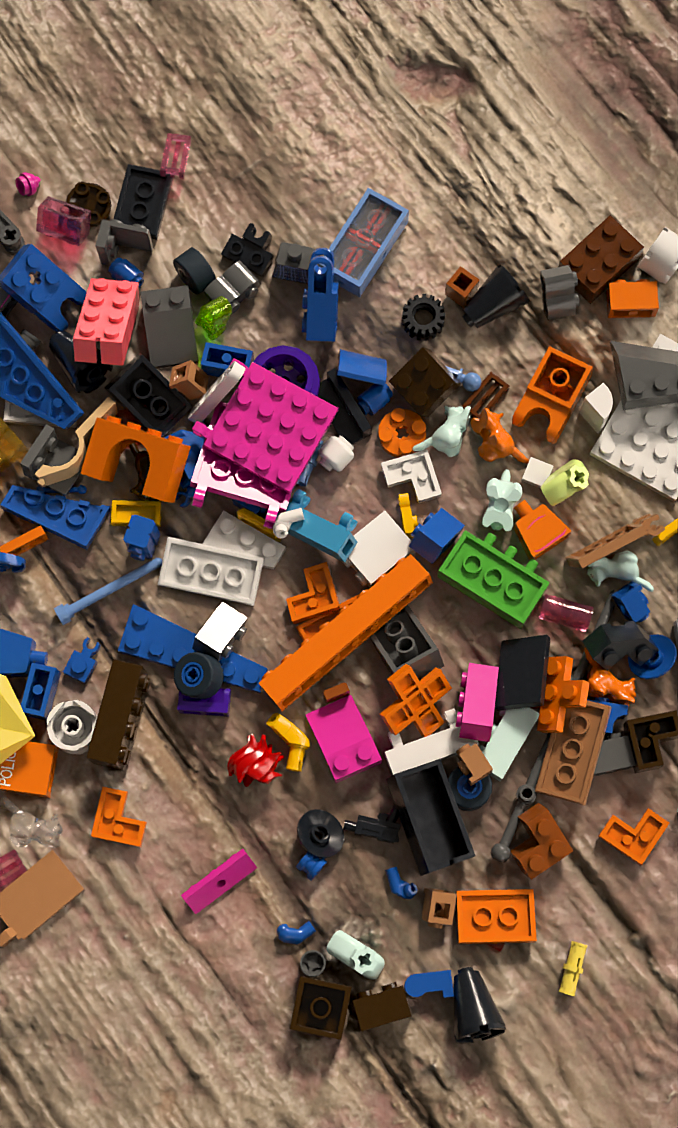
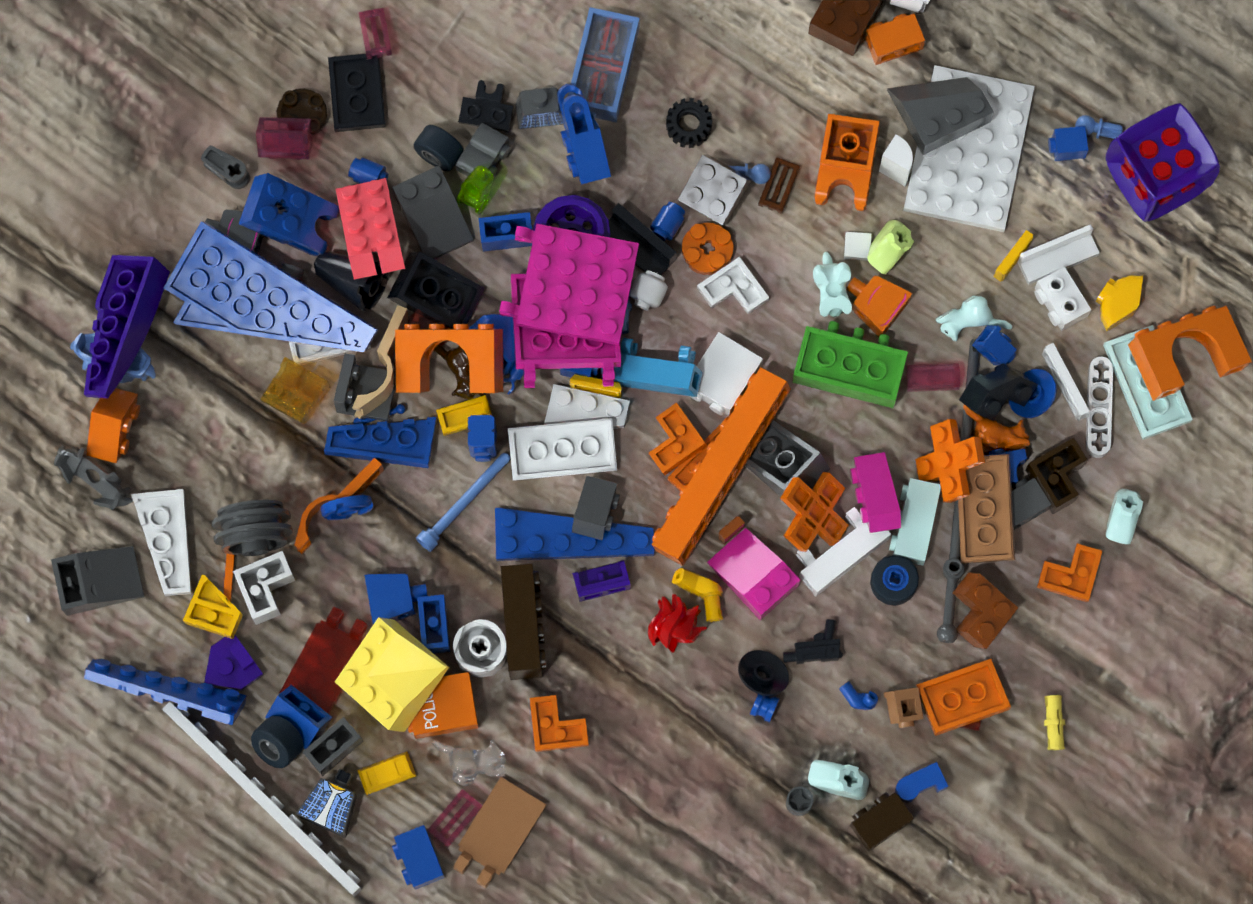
camera: 20 degrees left, 0 degrees up
(27, 184) = (230, 111): dark pink plate -> none
(81, 664) = (463, 585): blue plate -> none
(116, 233) = (347, 133): dark grey bracket -> none
(189, 380) = (473, 262): medium nougat brick -> none
(200, 684) = (599, 556): black wheel -> none
(216, 392) = (509, 267): white beam -> none
(219, 881) = (678, 752): dark pink tile -> none
(285, 520) = (623, 374): white arm -> none
(293, 935) = (771, 781): blue arm -> none
(320, 1008) = (822, 840): dark brown brick -> none
(362, 367) = (645, 194): blue slope -> none
(408, 521) = (744, 335): yellow plate -> none
(430, 817) = (867, 620): black piece -> none
(435, 535) = (778, 340): blue brick -> none
(448, 436) = (757, 235): light aqua animal -> none
(462, 287) = (718, 79): dark orange brick -> none
(473, 763) = (892, 553): medium nougat brick -> none
(474, 1009) = (972, 792): black cone -> none
(494, 299) = (756, 82): black cone -> none
(496, 440) = (805, 225): orange animal -> none
(522, 672) = (910, 449): black tile -> none
(559, 292) = (819, 55): dark grey brick -> none
(615, 541) = (958, 290): medium nougat tile -> none

